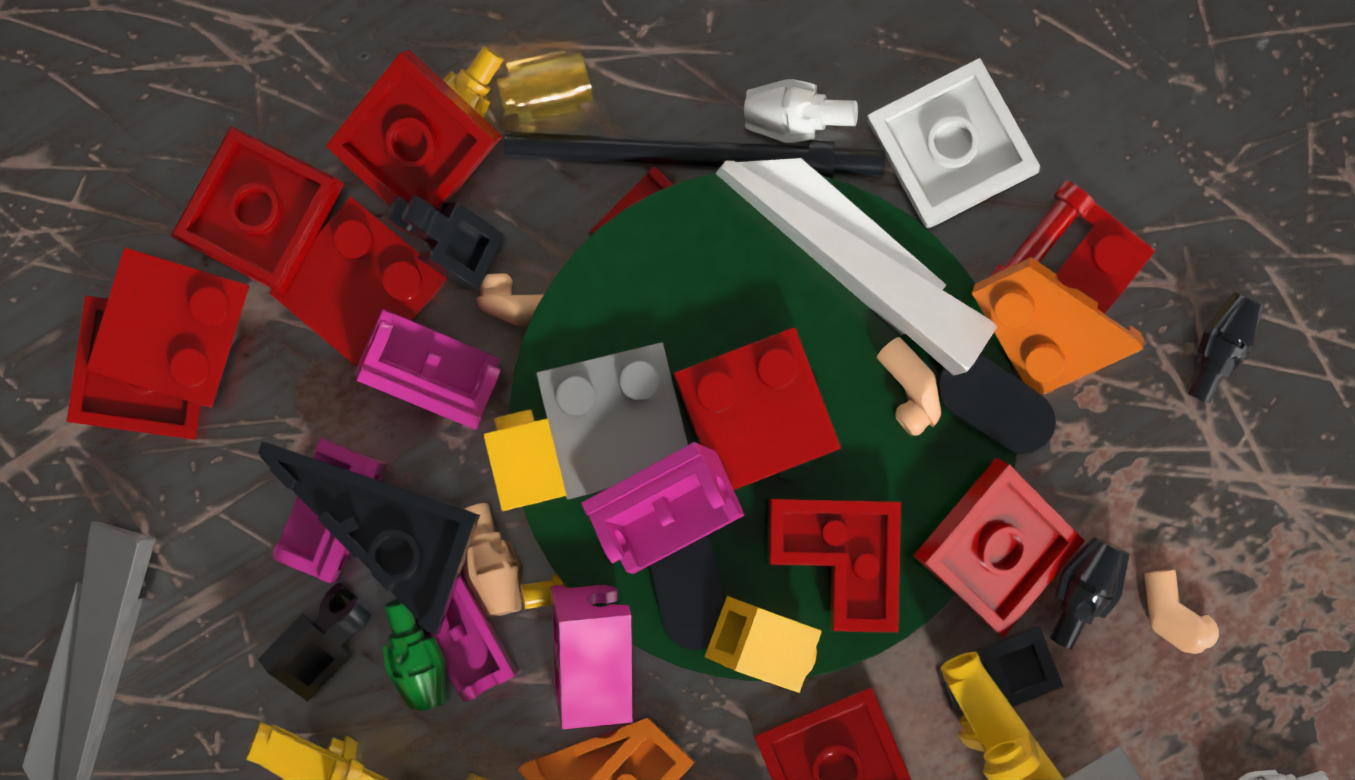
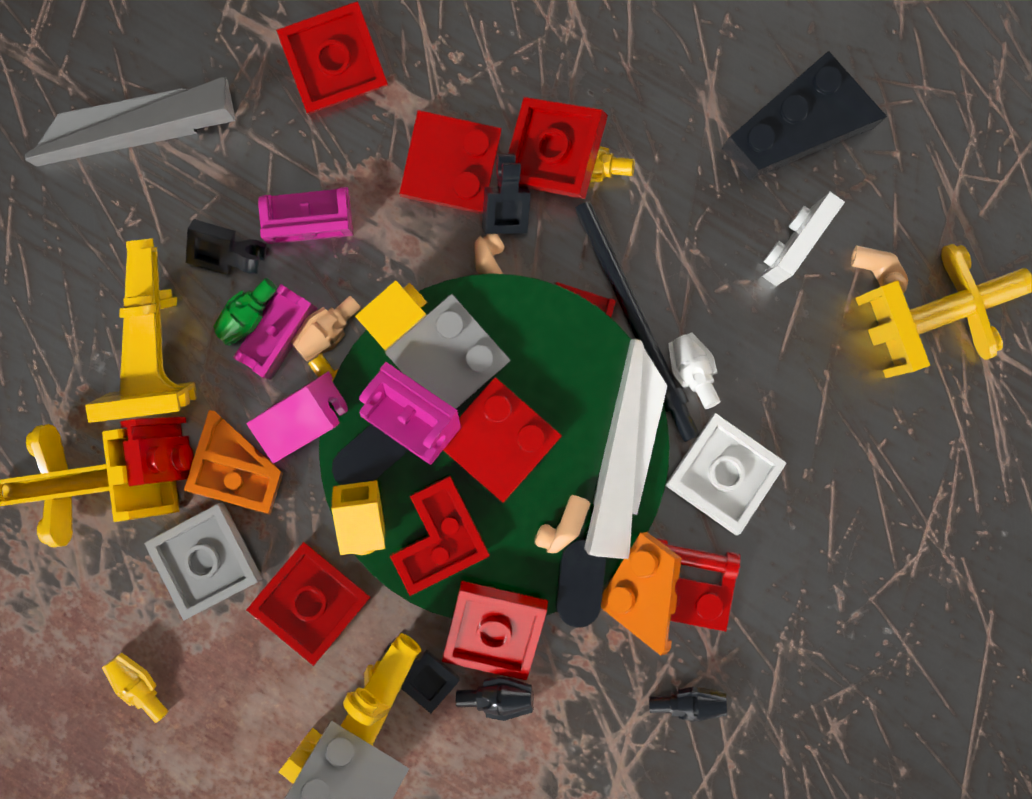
camera: 60 degrees right, 0 degrees up
(167, 327) = (363, 60): red plate -> none
(257, 210) = (463, 77): red plate -> none
(401, 536) = (310, 265): black wing -> none
(428, 369) = (421, 229): dark pink hinge -> none
(545, 86) = (629, 209): clear yellow brick -> none
(1172, 619) = (506, 760): light nougat arm -> none

